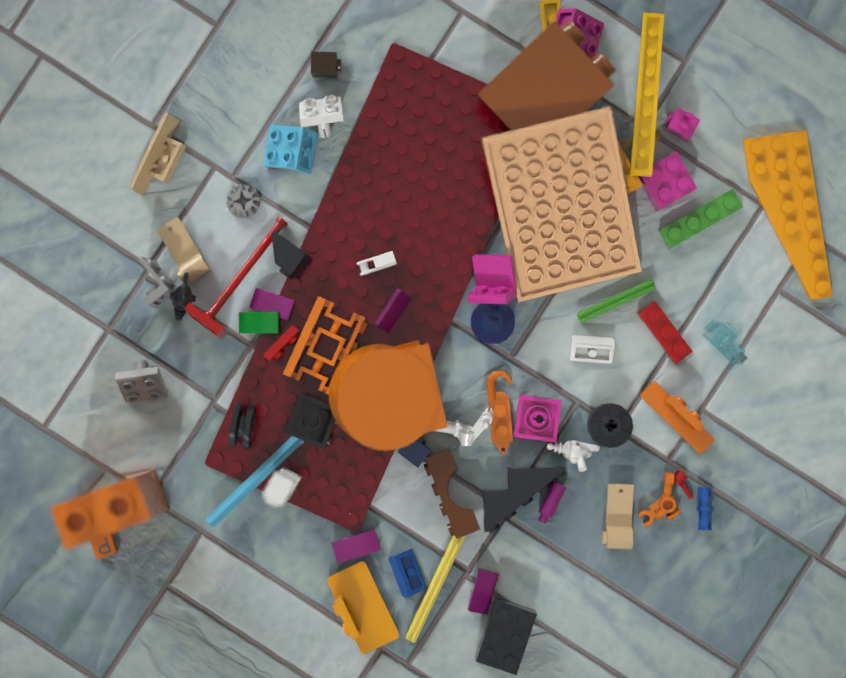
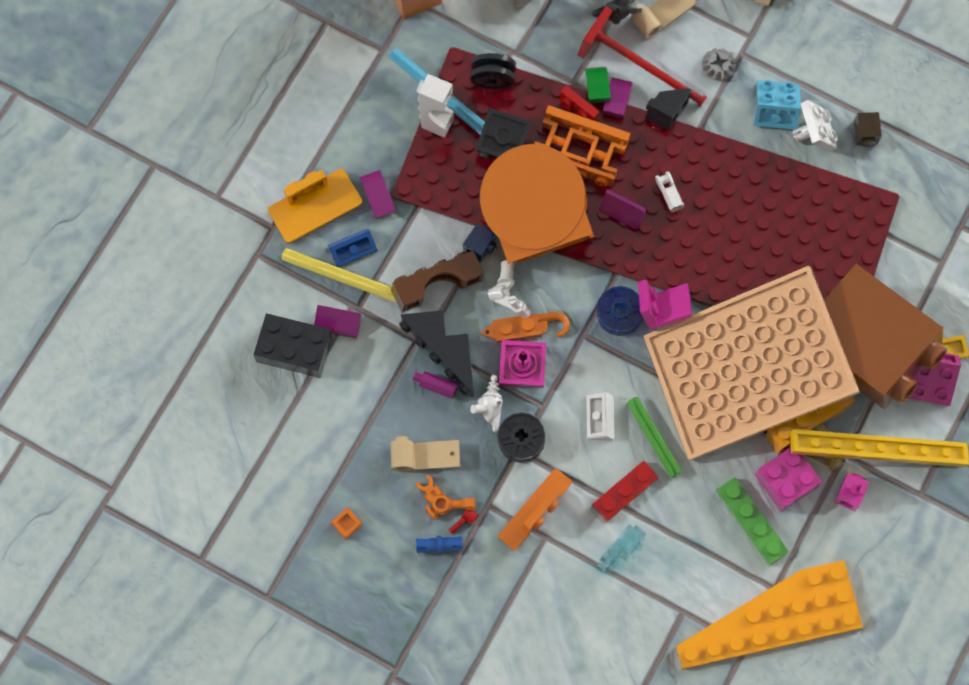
camera: 85 degrees right, 15 degrees down
(677, 592) = (346, 523): none -> orange tile

